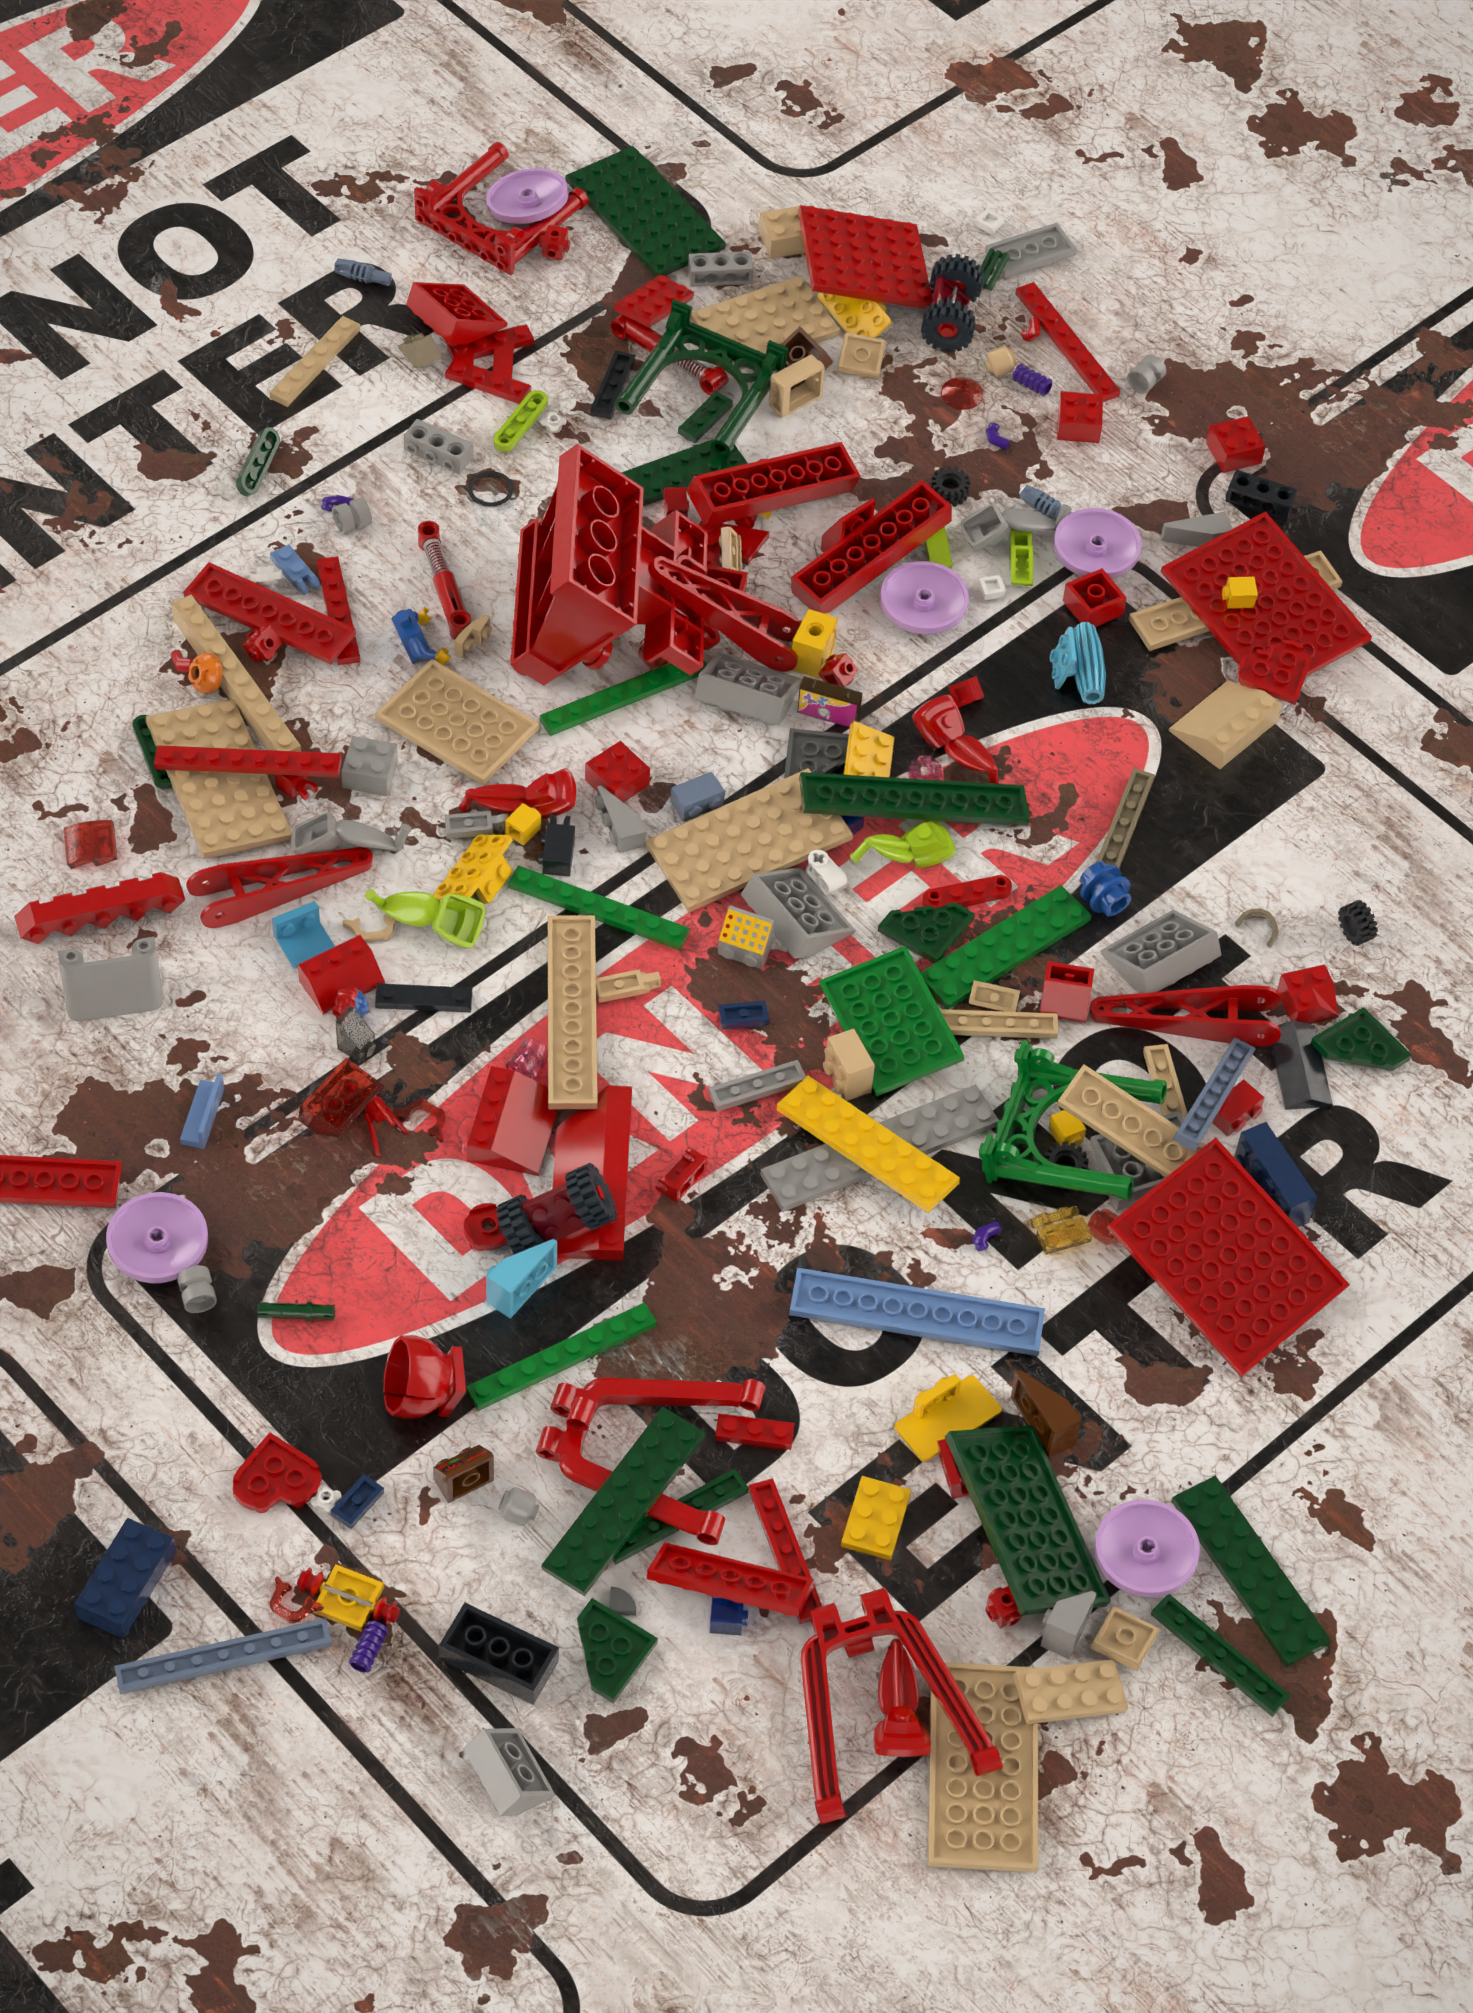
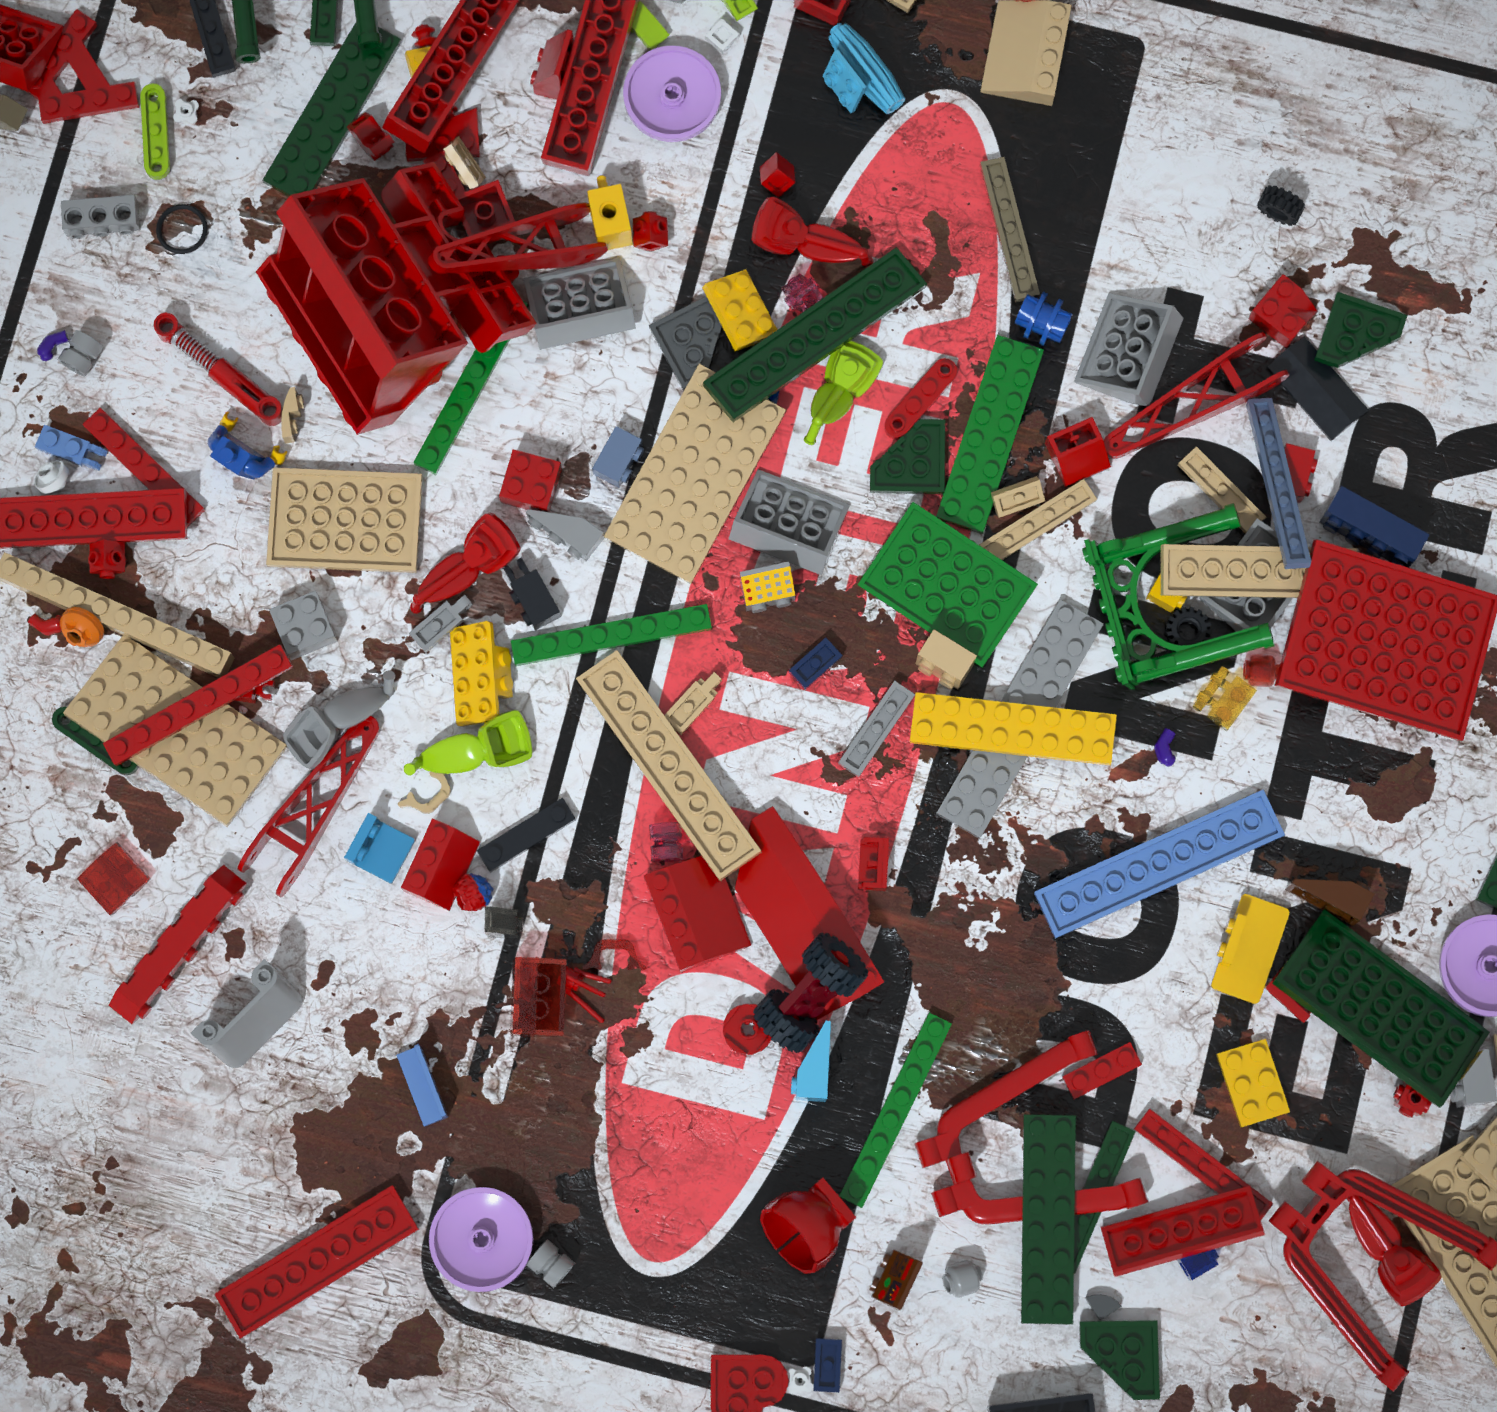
camera: 30 degrees left, 25 degrees up
(296, 1311) = (646, 1223): dark green pin -> none
(523, 824) = (486, 595): yellow brick -> none
(825, 872) = (788, 464): white piece -> none
(829, 702) = (667, 274): piece -> none
(1260, 913) = (1187, 247): dark tan helmet -> none

